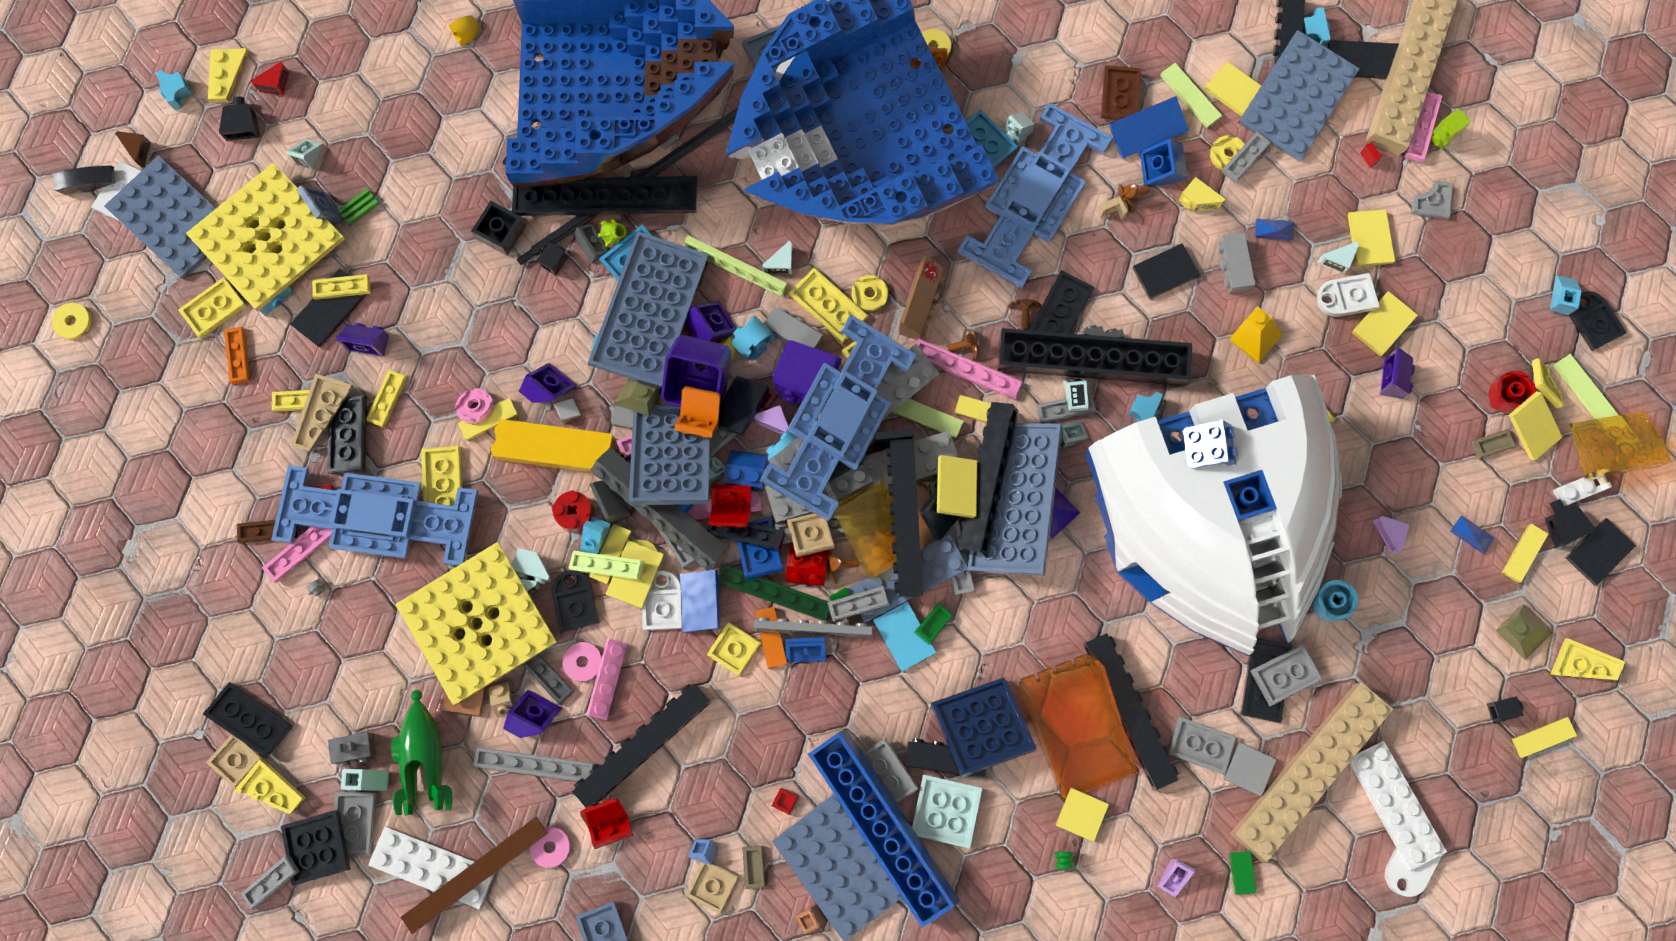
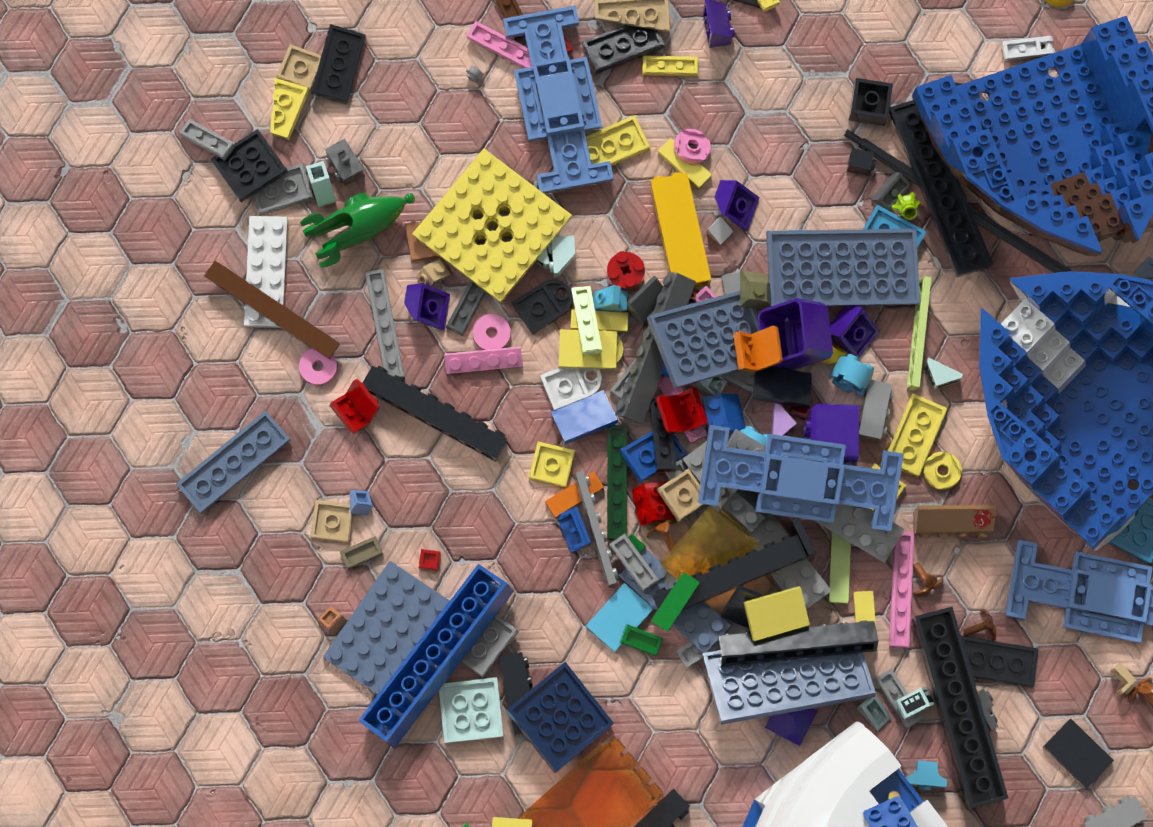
camera: 65 degrees right, 0 degrees up
(505, 74) = (1027, 48): none -> white plate
(913, 576) = (675, 602): none -> green tile

